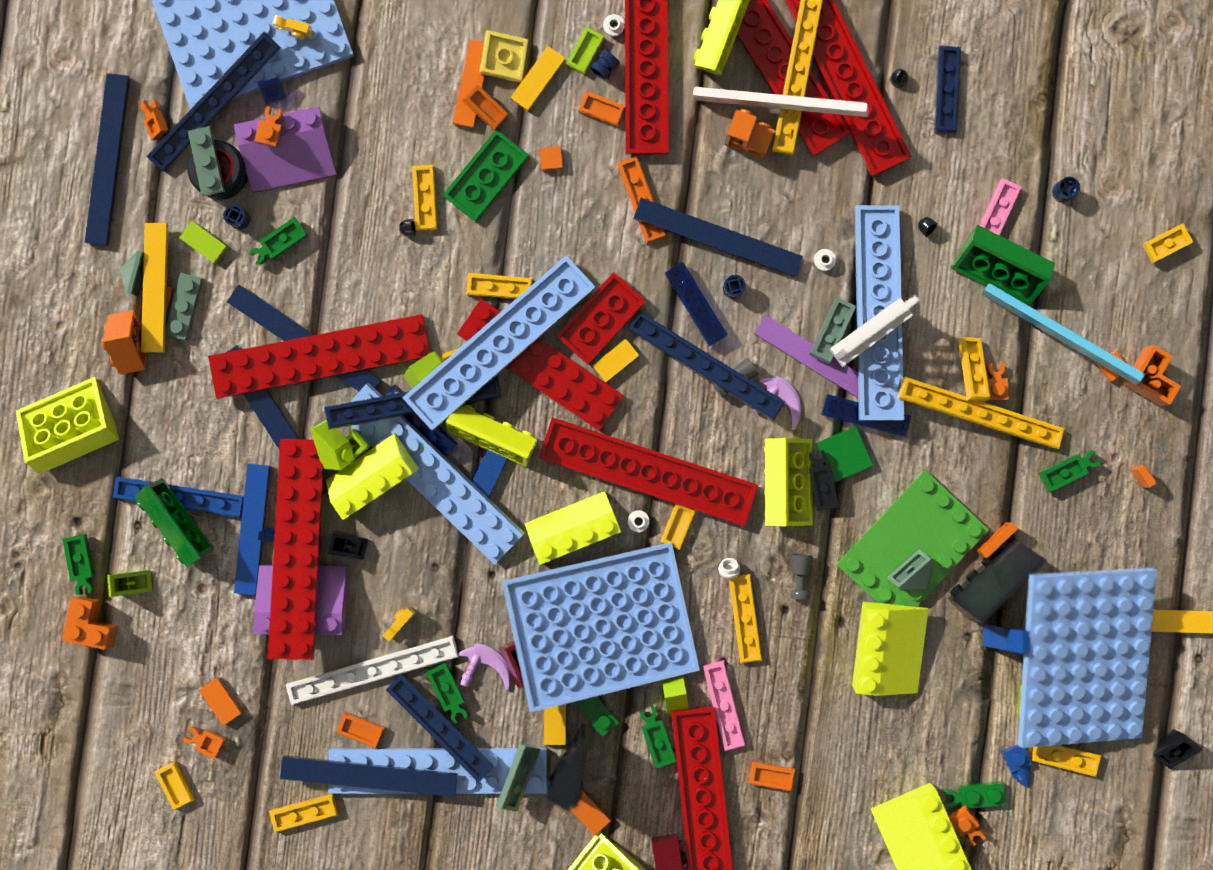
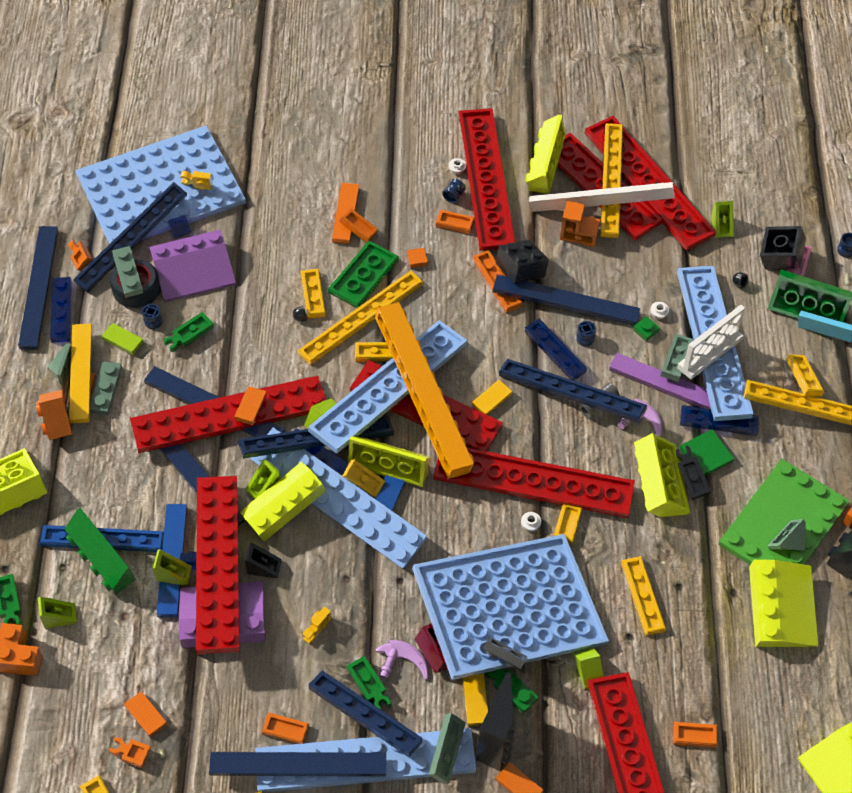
camera: 10 degrees left, 30 degrees down
(133, 194) = (61, 309): none -> clear blue plate
(248, 549) = (170, 569): none -> lime slope
(269, 131) = (181, 246): orange plate -> none
(332, 447) = (245, 478): lime slope -> none
(342, 354) = (250, 405): none -> orange tile
(372, 670) = (291, 673): white tile -> none
(460, 457) = (363, 478): none -> yellow plate
(478, 236) = (359, 318): none -> yellow tile
(503, 56) = (370, 191): light yellow tile -> none
(535, 356) = (424, 390): none -> light orange brick
(537, 78) = (399, 205): yellow tile -> none
(572, 528) = (474, 531): neon yellow slope -> none
(585, 51) = (436, 185): lime tile -> none
(586, 691) = (498, 649): none -> dark grey plate
(600, 318) = (474, 366): red plate -> none
(657, 739) = (578, 708): green plate -> none
(672, 184) = (522, 261): none -> black brick
(724, 705) = (642, 683): bright pink tile -> none
(729, 568) = (621, 552): white plate -> none
(800, 566) = (687, 546): dark grey piece -> none
(805, 283) = (646, 328): none -> green plate
(895, 75) = (697, 186): black hinge -> none
(923, 139) = (723, 219): none -> lime slope
(947, 89) = (734, 187): dark blue tile -> none
(986, 191) = (783, 247): none -> black brick
(997, 385) = (830, 389): orange plate -> none

